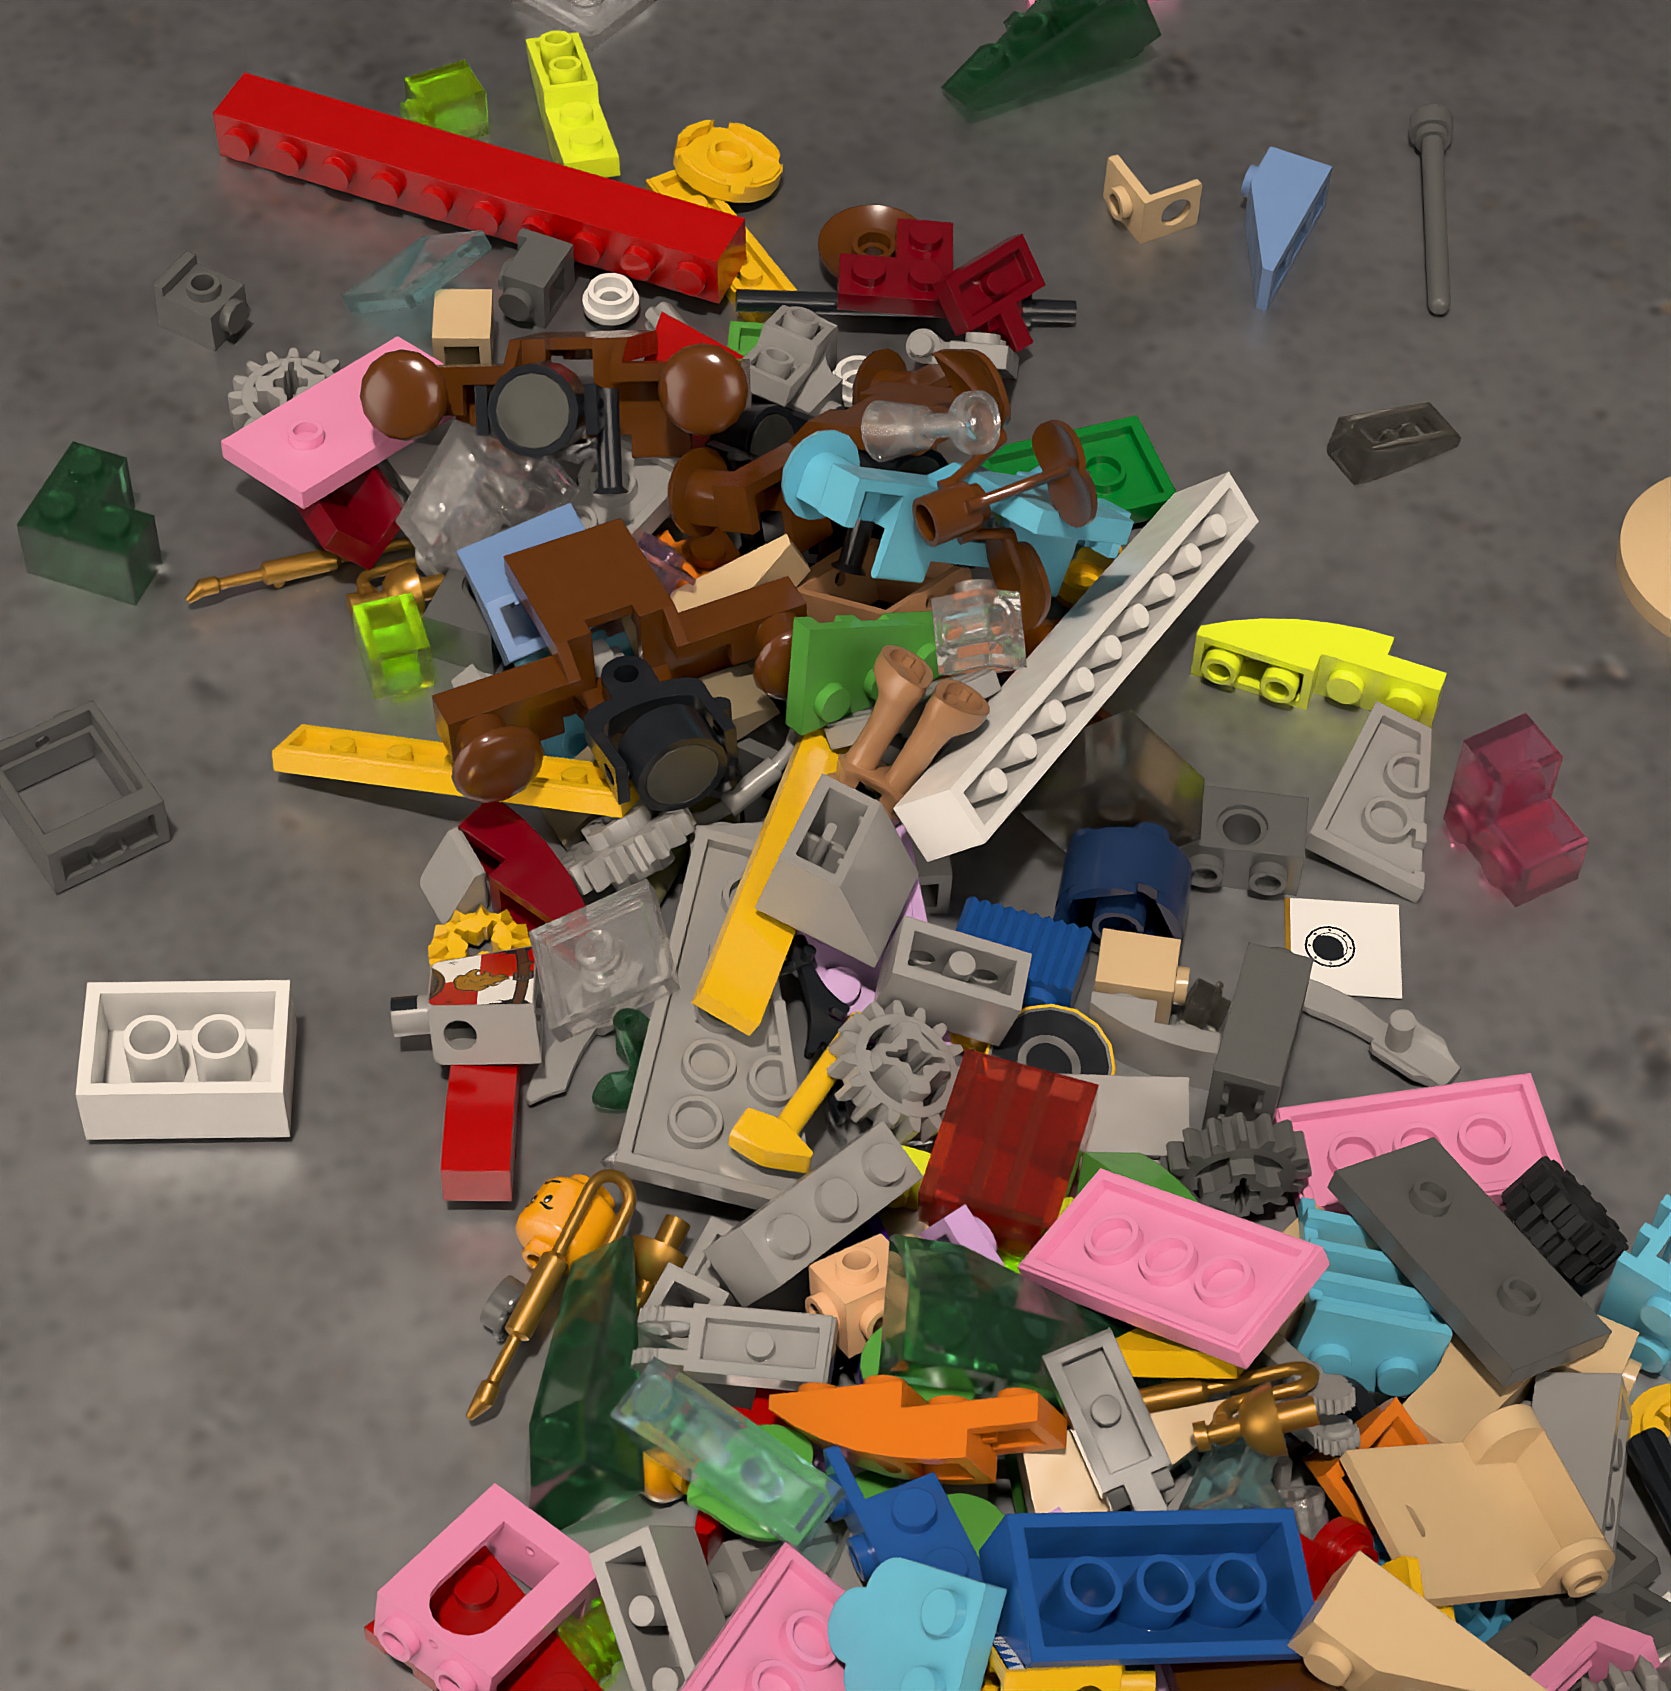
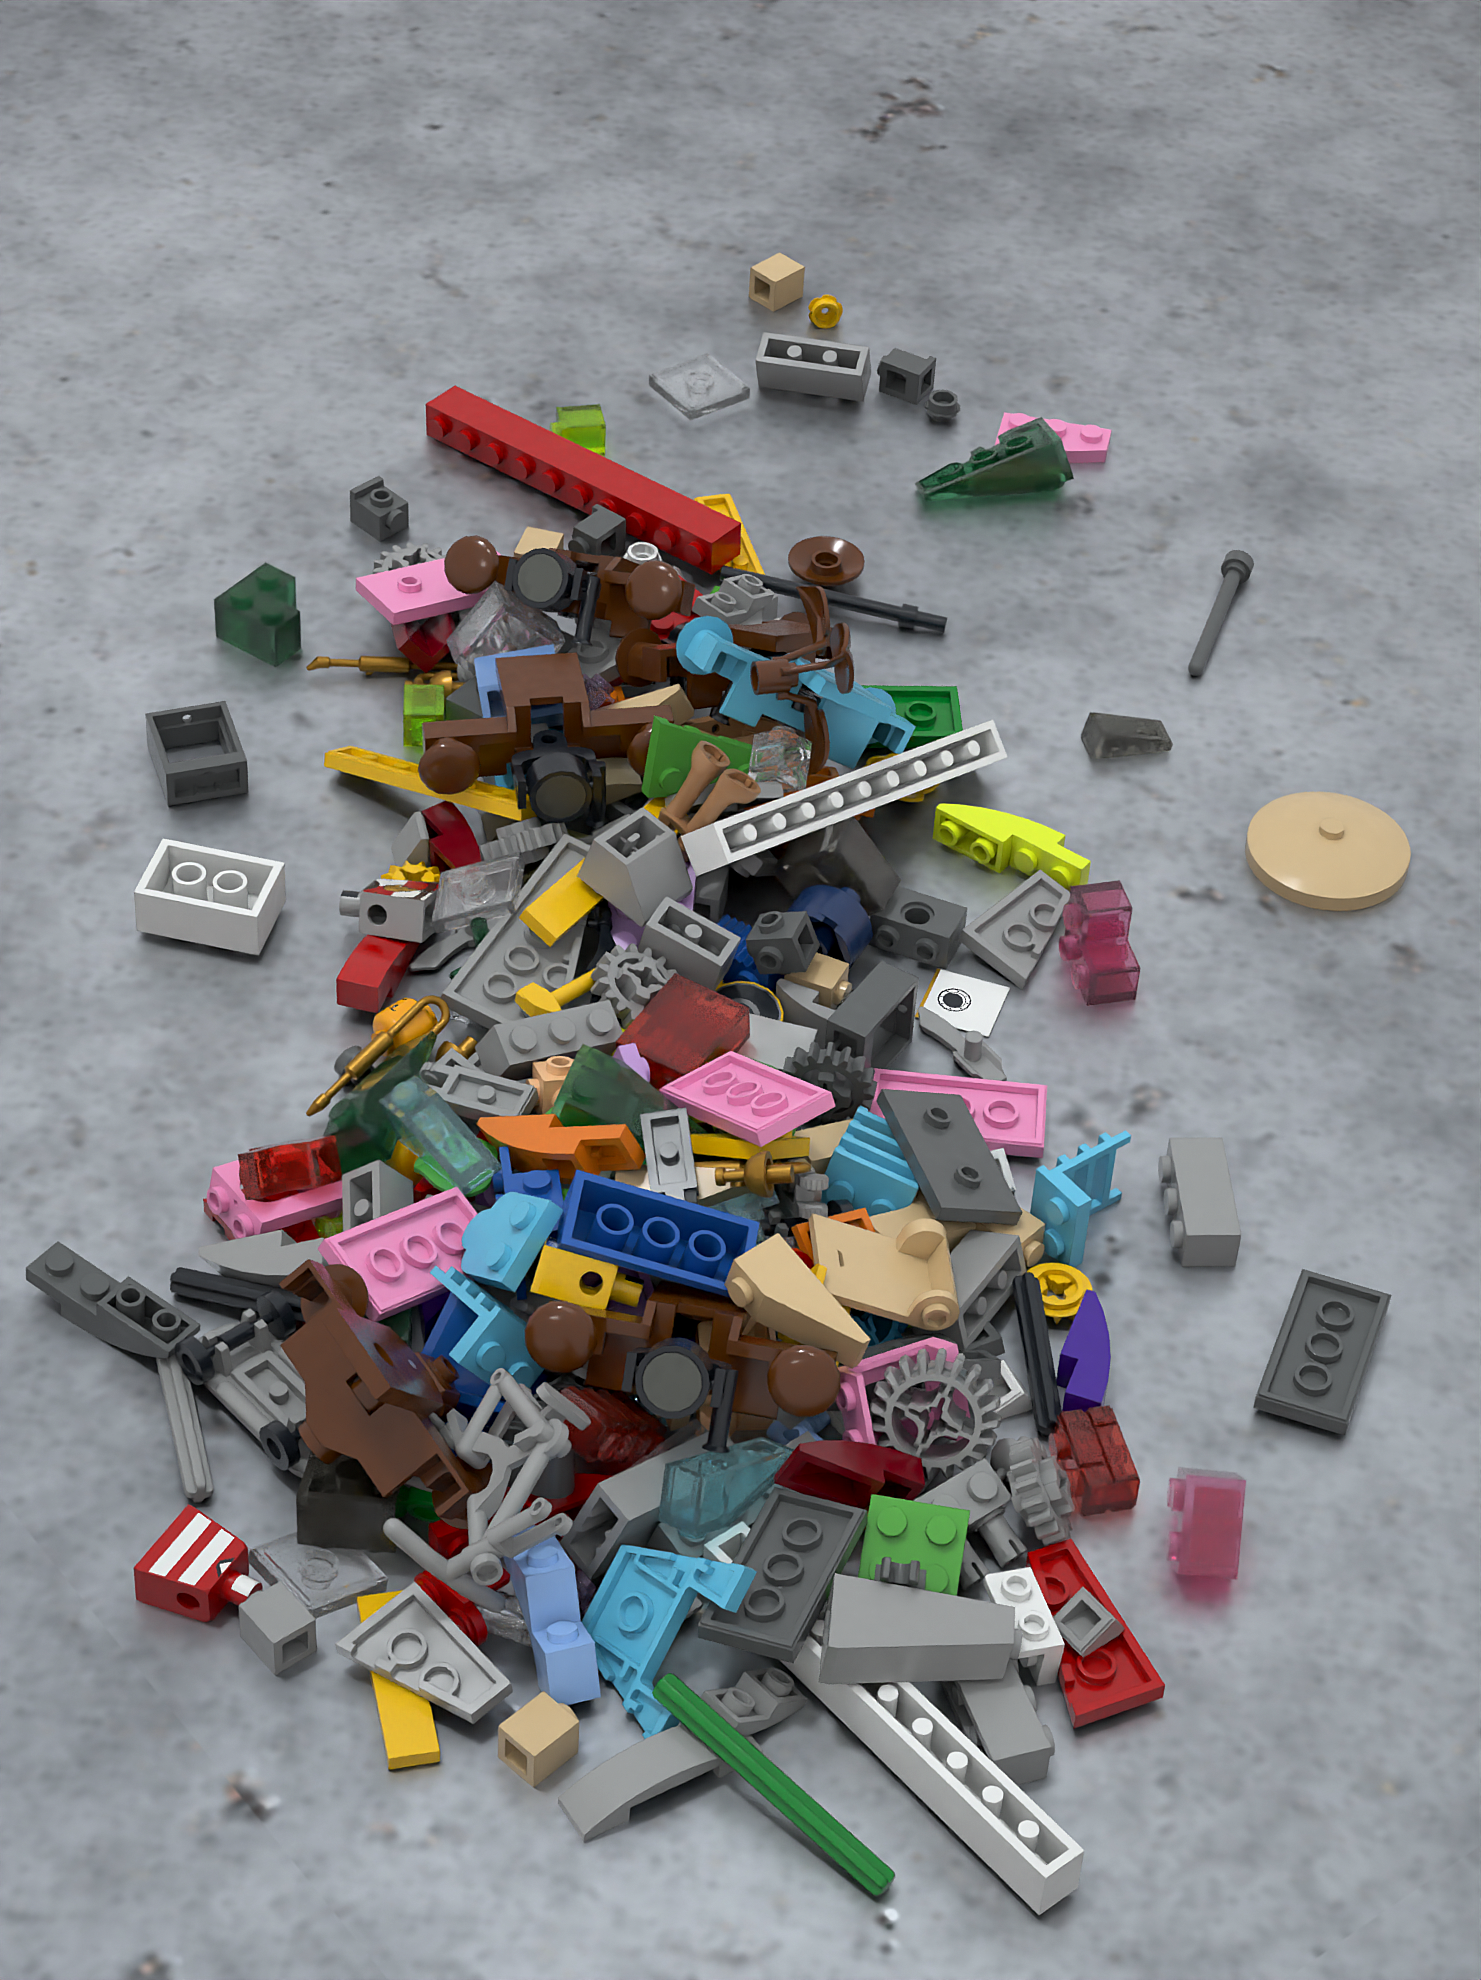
camera: 15 degrees right, 10 degrees down
(416, 272) = (521, 517): clear light blue tile -> none
(499, 1558) = (289, 1166): none -> clear red brick
(570, 104) = (662, 442): neon yellow slope -> none
(727, 162) = (750, 497): yellow tile -> none
(899, 282) = (844, 582): dark red plate -> none
(902, 428) = (763, 628): clear piece -> none
(925, 342) = (864, 630): light grey plate -> none
(990, 291) = (887, 598): dark red hinge -> none
(1087, 941) = (782, 942): none -> dark grey brick
(1143, 212) = (1015, 573): tan bracket -> none
(1281, 211) = (1110, 594): medium blue slope -> none
(1564, 1221) = (1020, 1153): black tyre -> none

